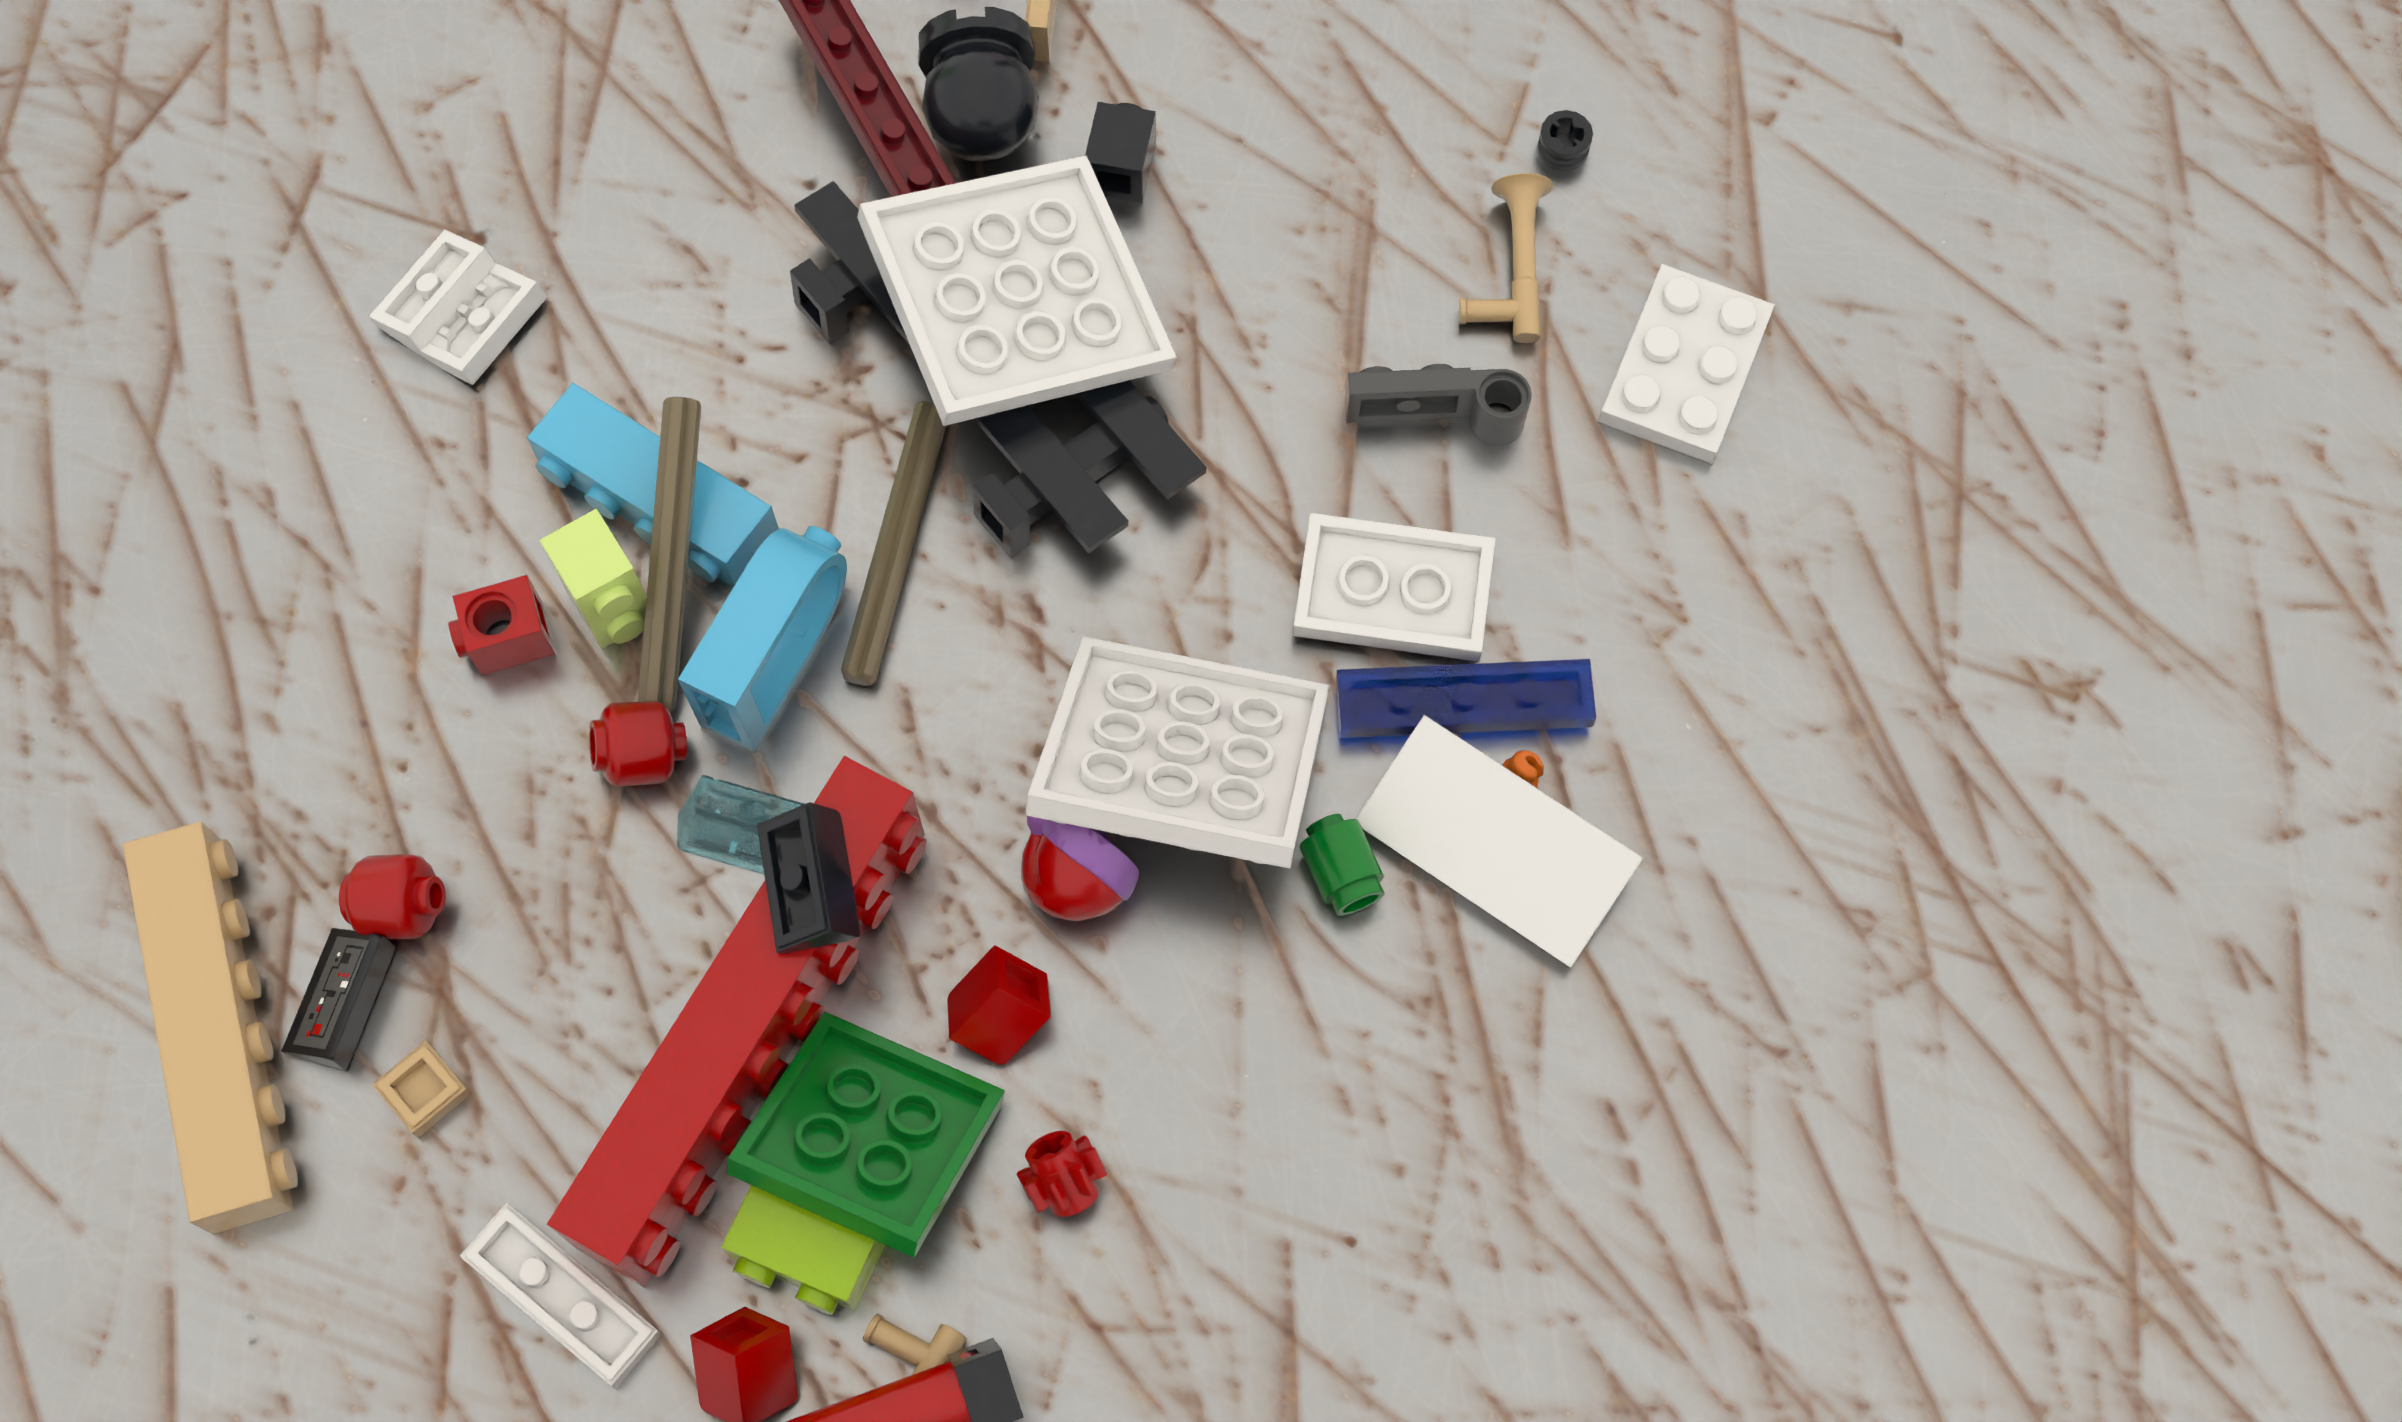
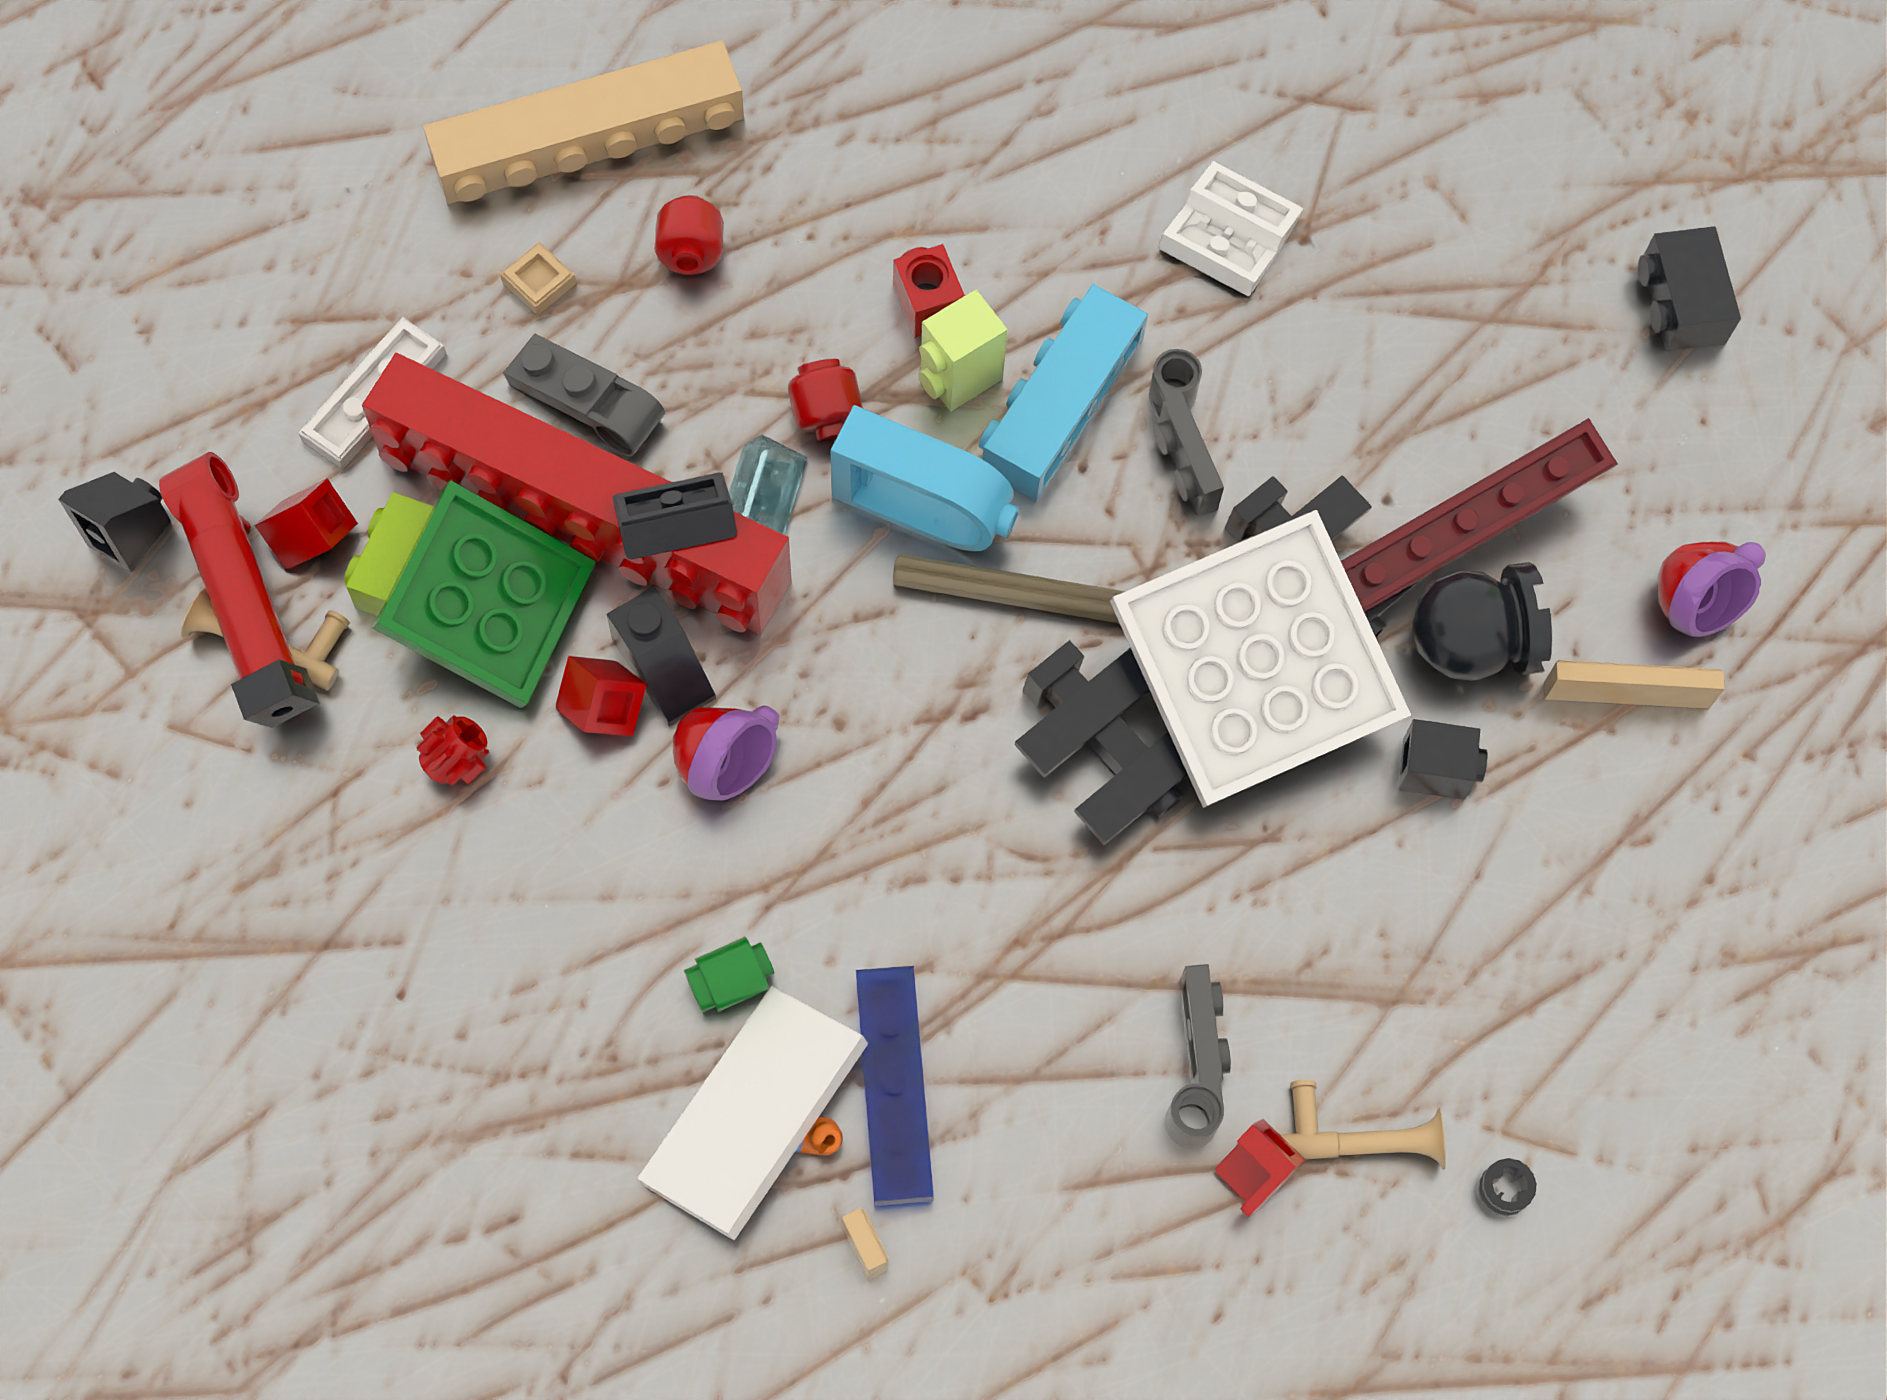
camera: 85 degrees right, 0 degrees up
(339, 998) = (607, 212): slope -> none
(593, 1025) = (611, 405): none -> dark grey plate
(669, 551) = (997, 398): dark tan axle -> none
(716, 369) = (1178, 432): none -> dark grey plate
(951, 934) = (660, 655): none -> black slope
(1180, 752) = (816, 823): white plate -> none
(1394, 587) = (1003, 1020): white plate -> none
(1556, 348) = (1259, 1165): none -> red panel
(1640, 730) = (865, 1243): none -> tan tile
(1686, 363) = (1265, 1306): white plate -> none

